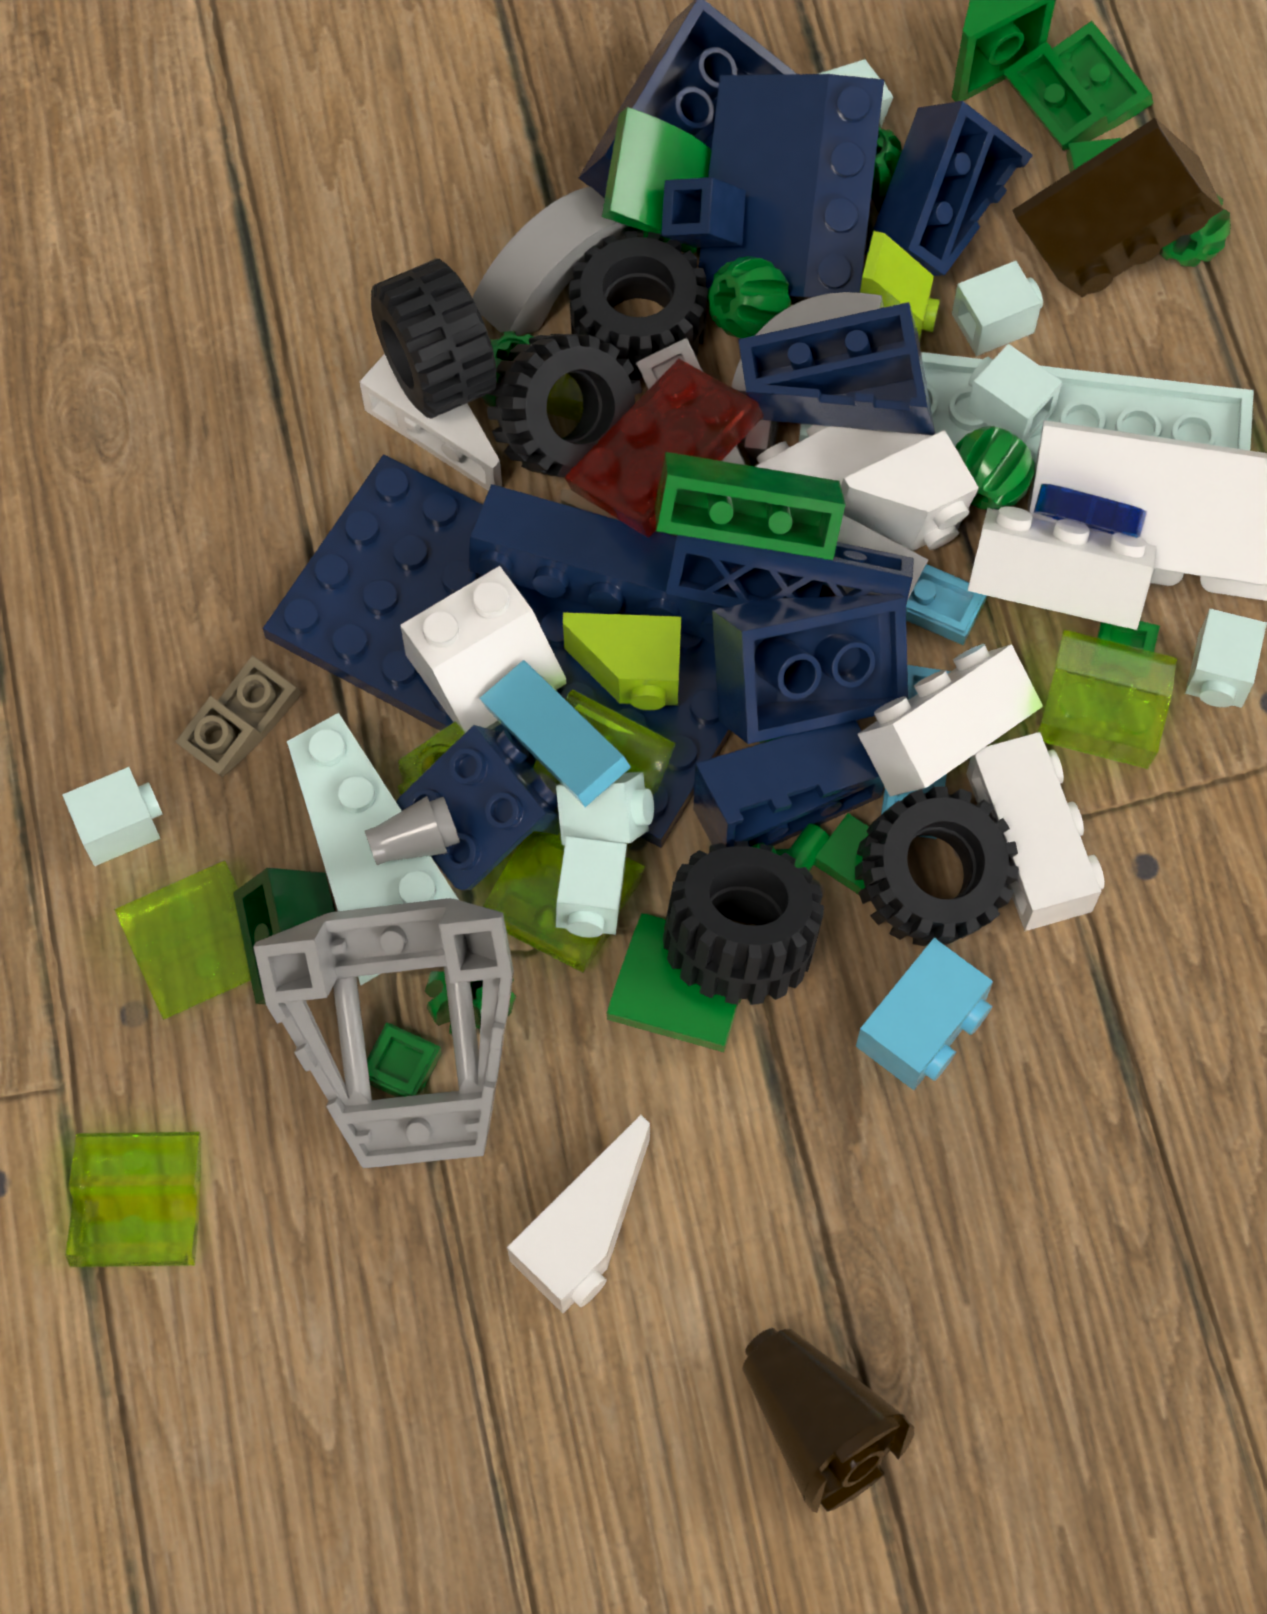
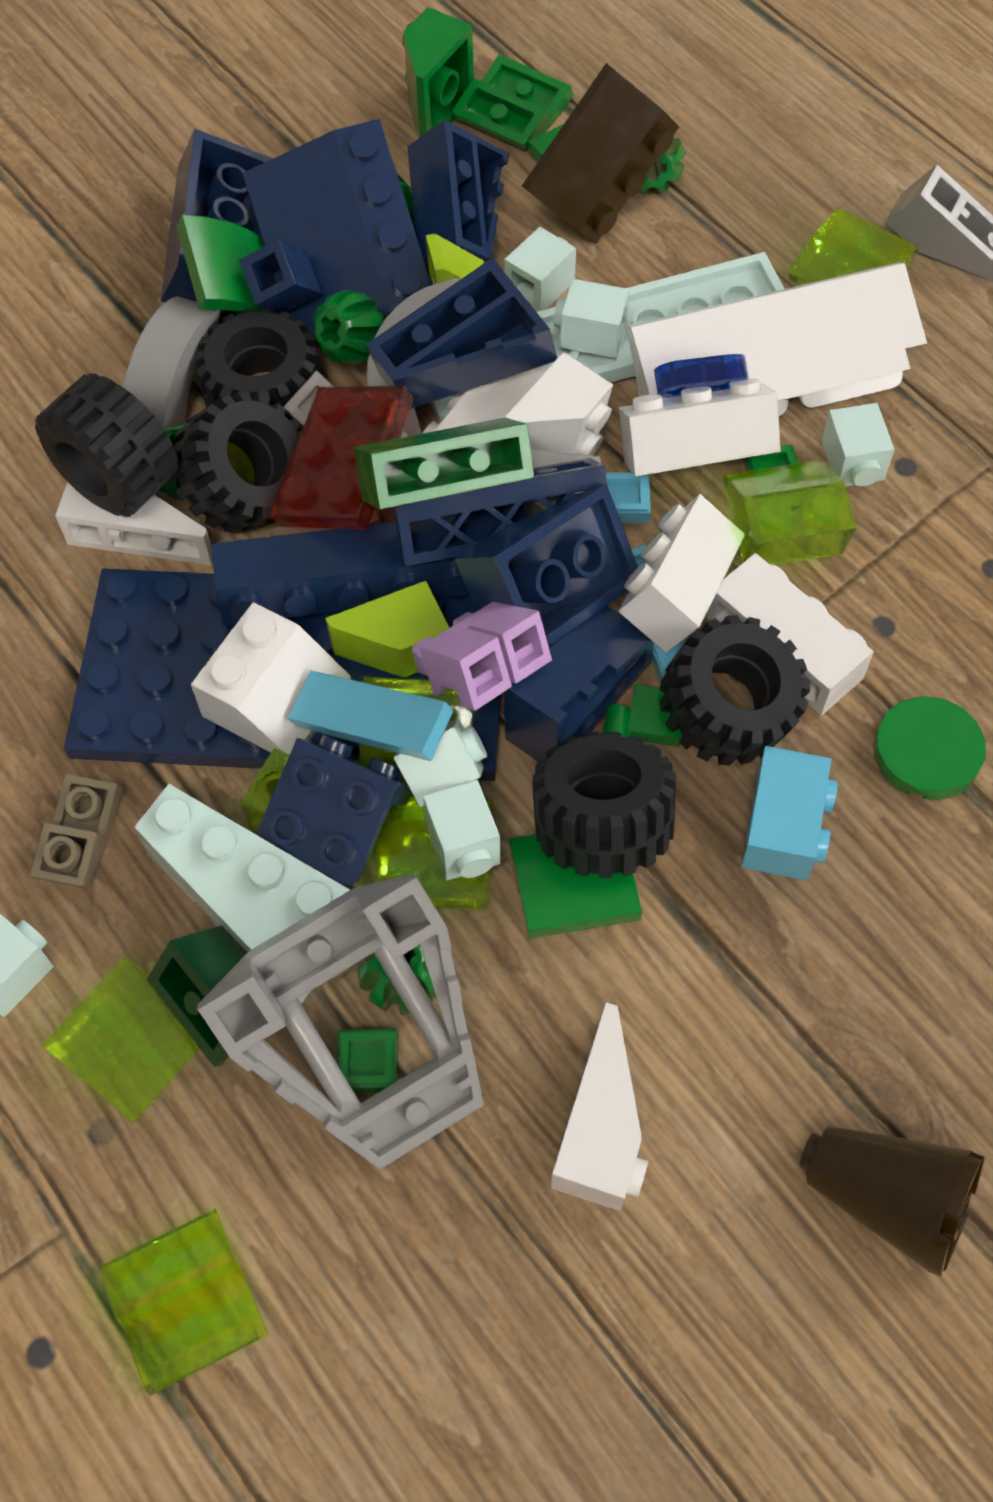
camera: 25 degrees left, 5 degrees down
(414, 832) = (290, 849): light grey cone -> none
(692, 721) = (484, 653): none -> lavender hips
(998, 465) = (617, 365): green piece -> none
(1113, 1015) = (929, 747): none -> green tile

